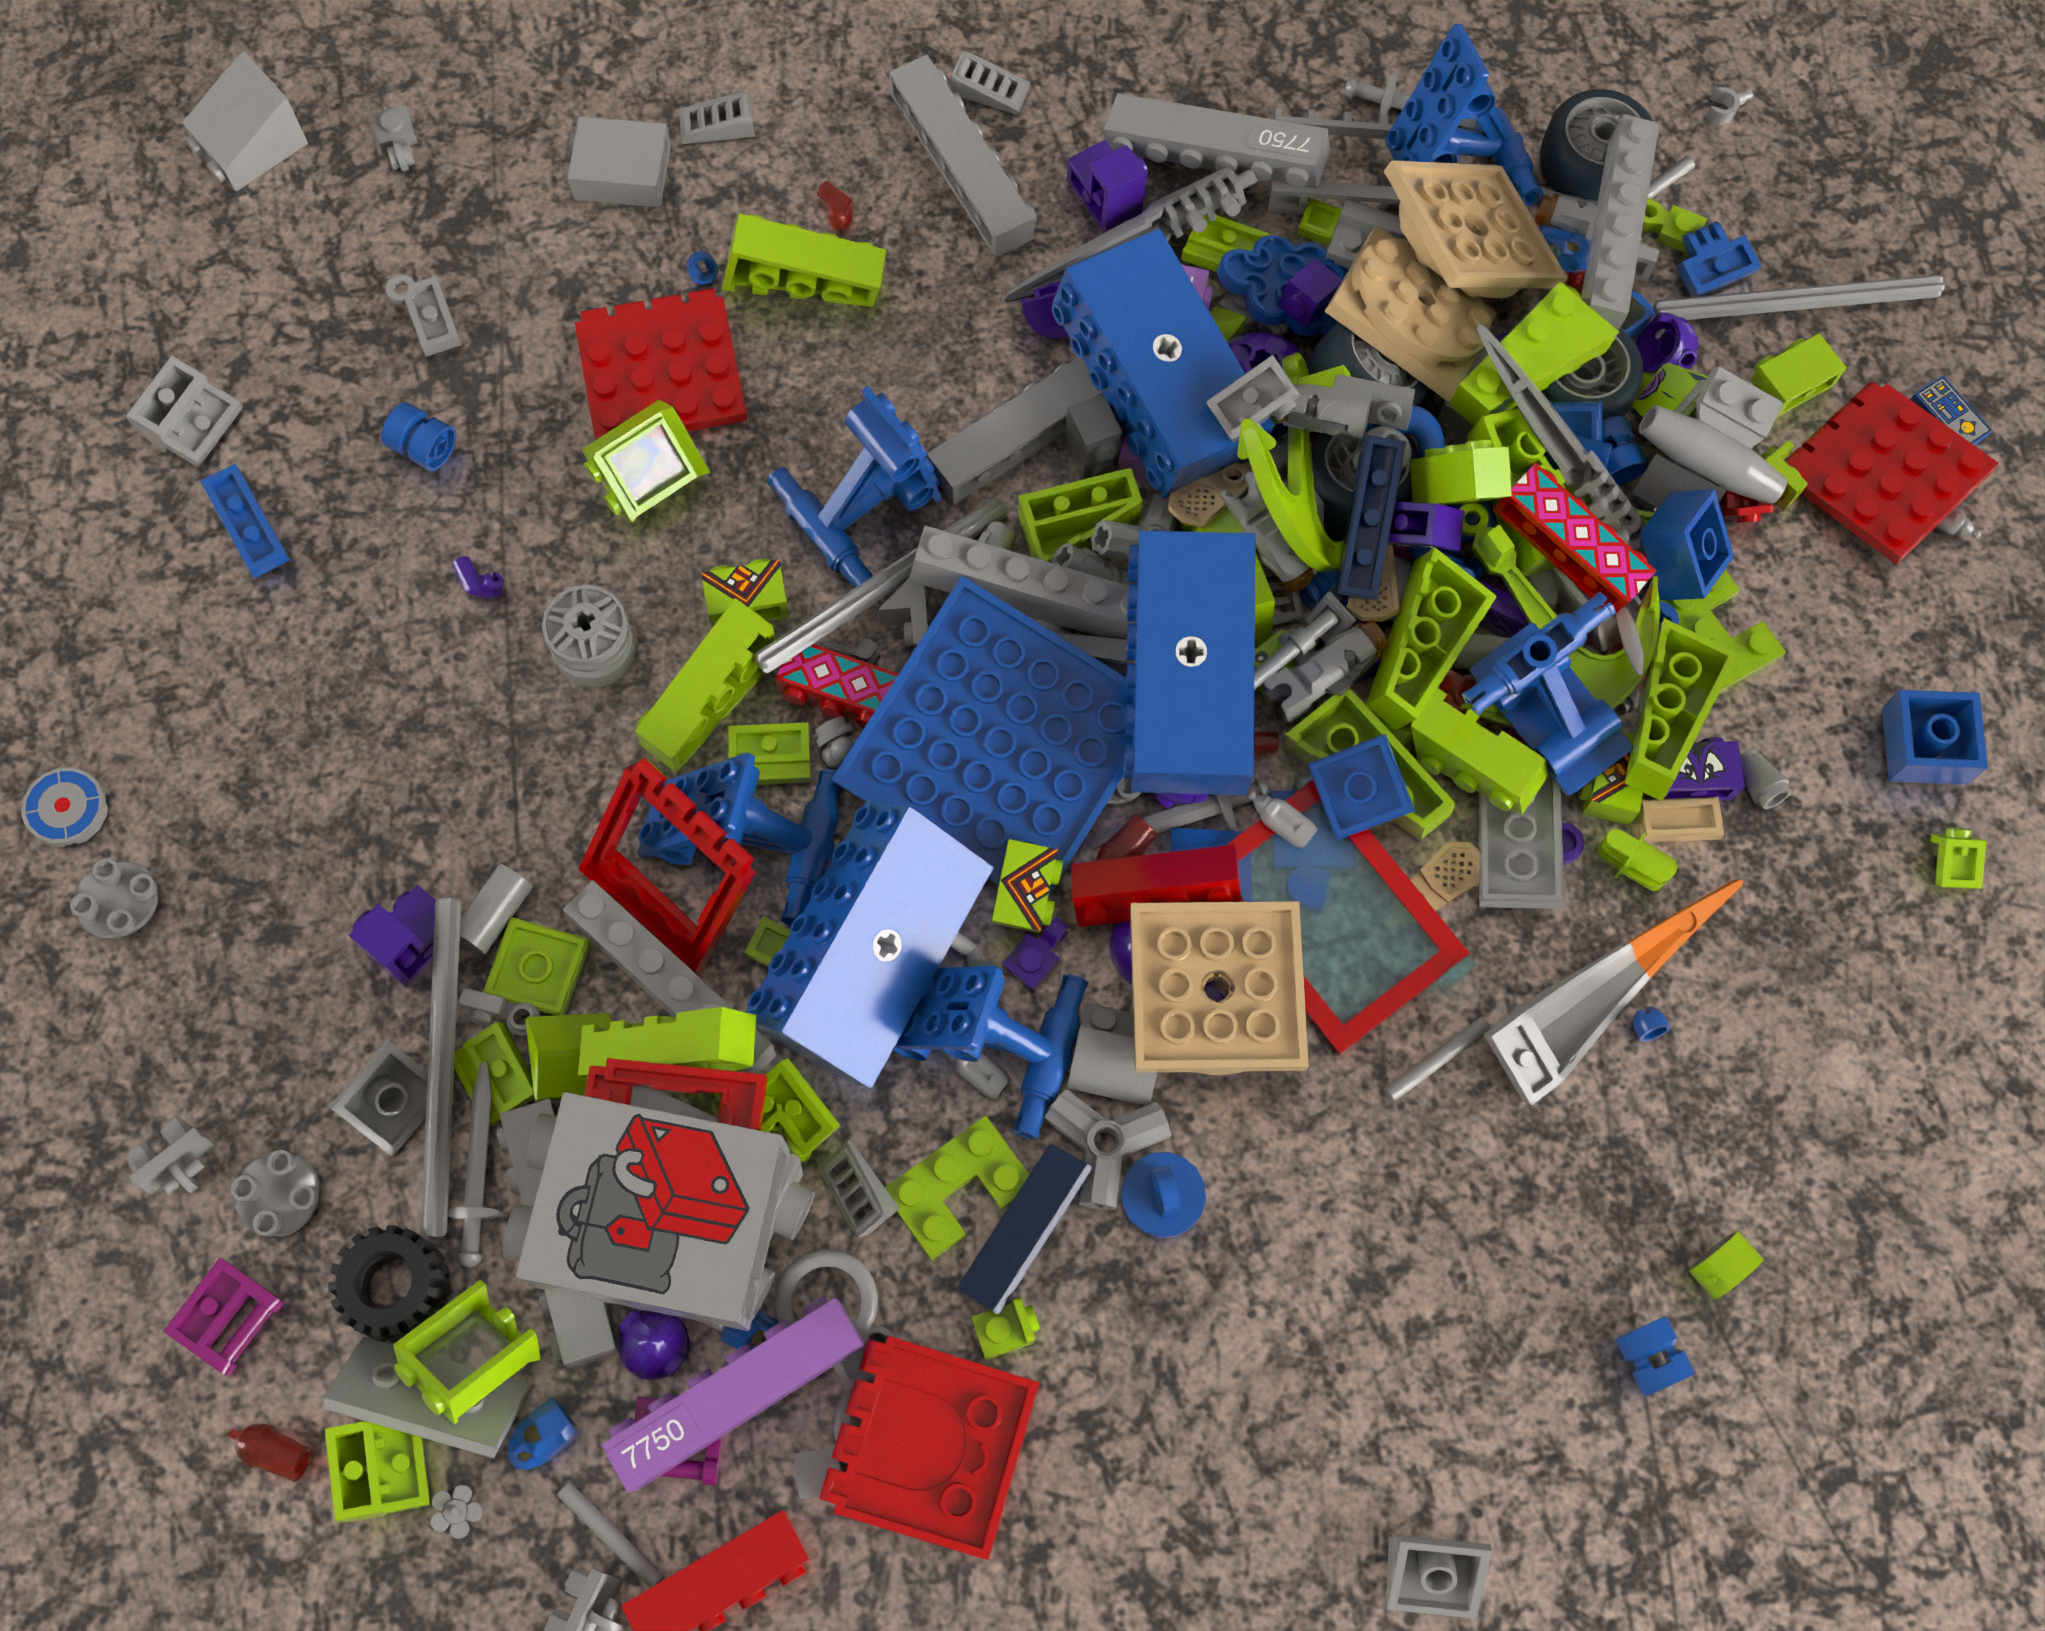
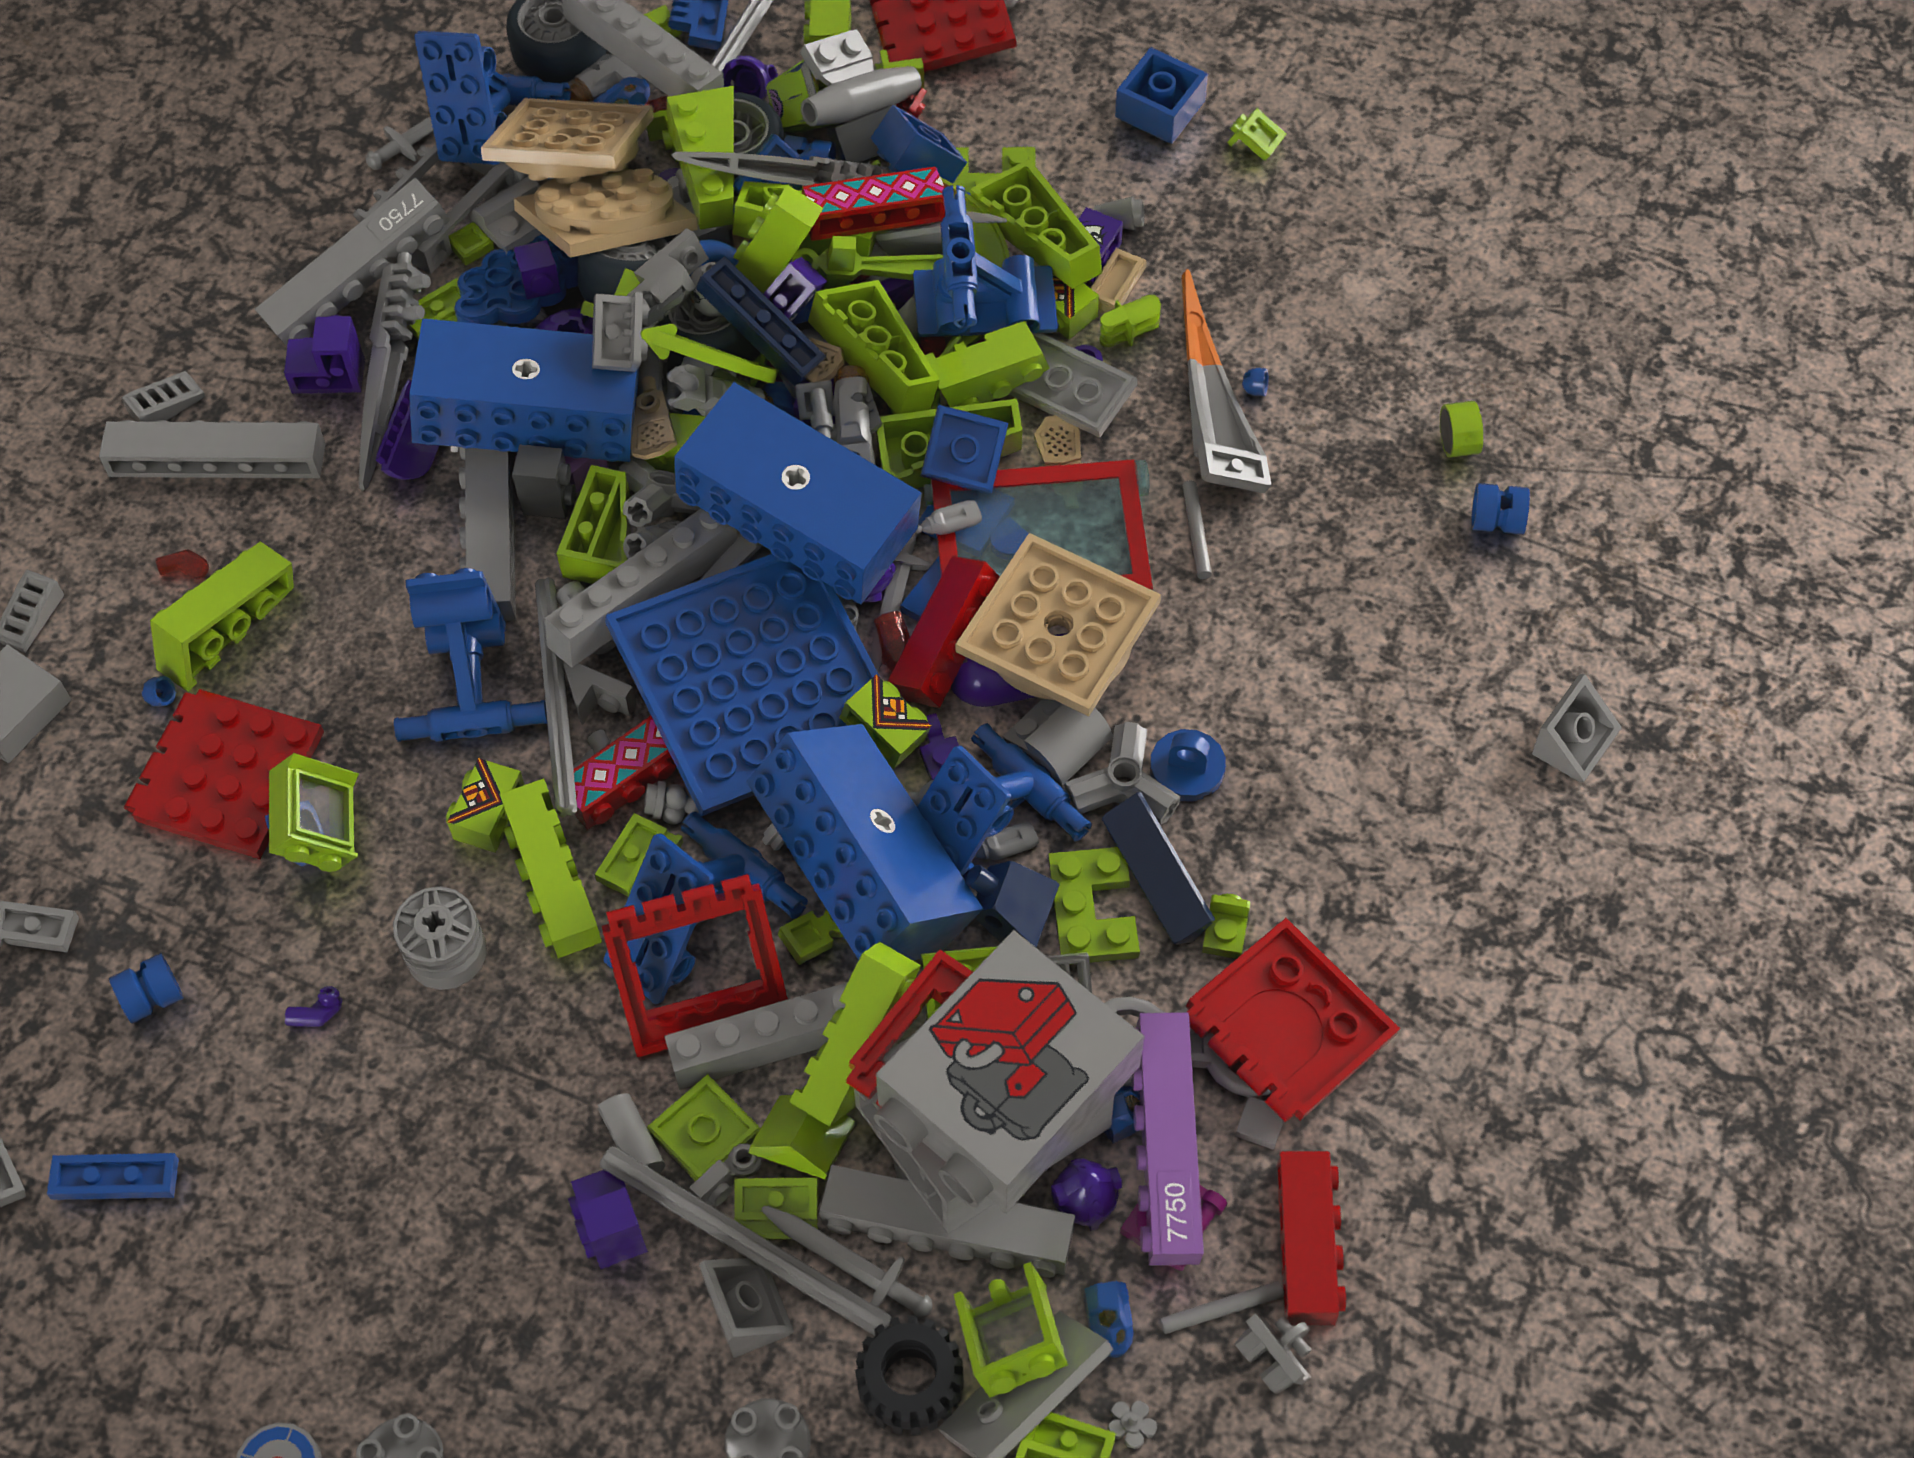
camera: 55 degrees left, 10 degrees down
(905, 1111) = (1012, 899): none -> dark blue torso

